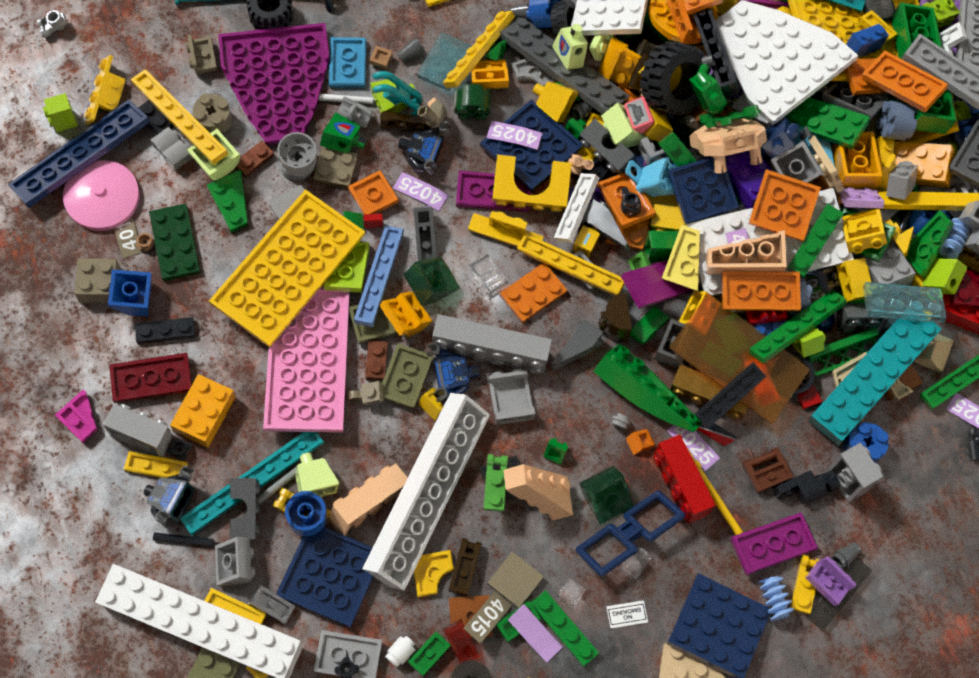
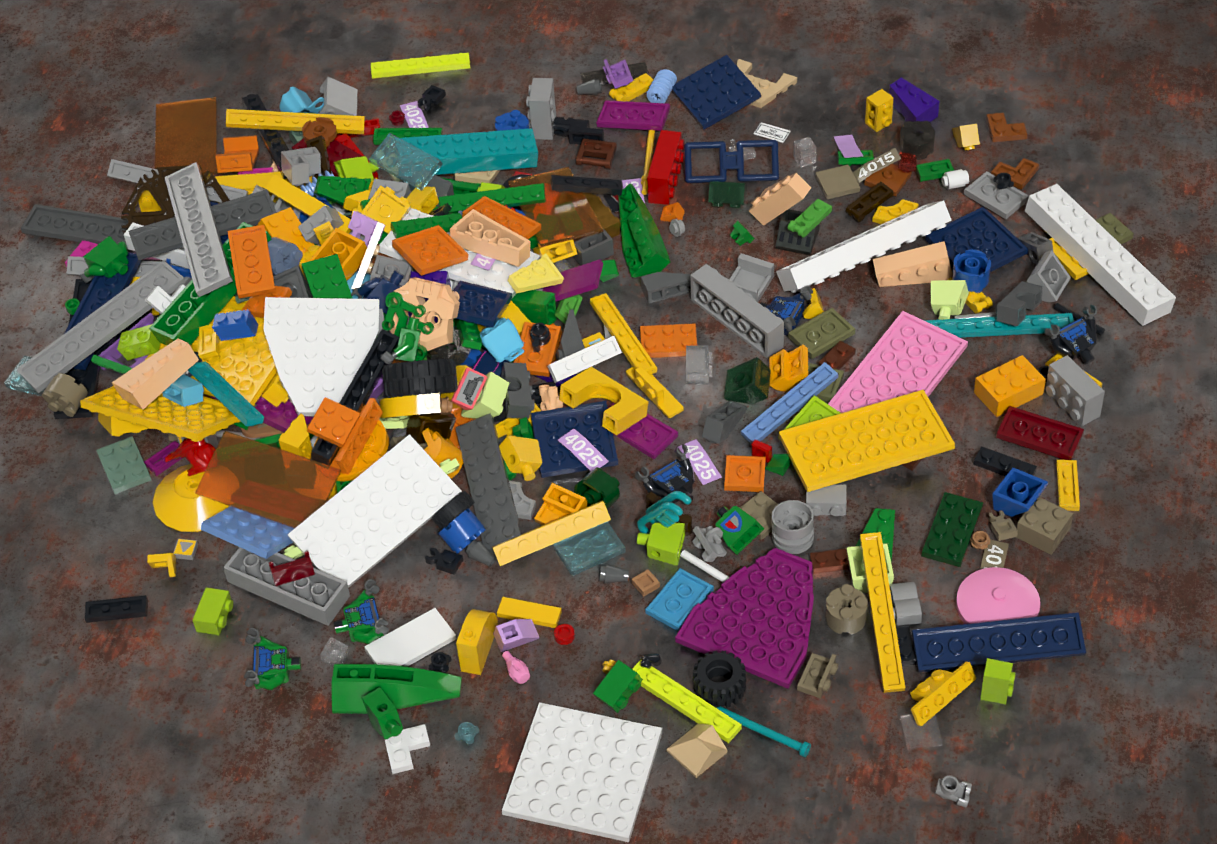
camera: 135 degrees left, 20 degrees down
(78, 416) = (1121, 435): dark pink wing -> none
(101, 340) = (1068, 485): none -> yellow tile
(132, 261) = (1002, 527): none -> dark tan plate
(370, 393) = (861, 332): dark tan plate -> none
(434, 116) = (636, 492): dark tan arm -> none
(498, 51) = (532, 523): green slope -> none
(564, 628) = (824, 143): green plate -> none
(571, 46) = (473, 475): yellowish green torso -> none
(616, 319) = (621, 279): dark brown brick -> none
(648, 151) = (485, 362): light grey bracket -> none

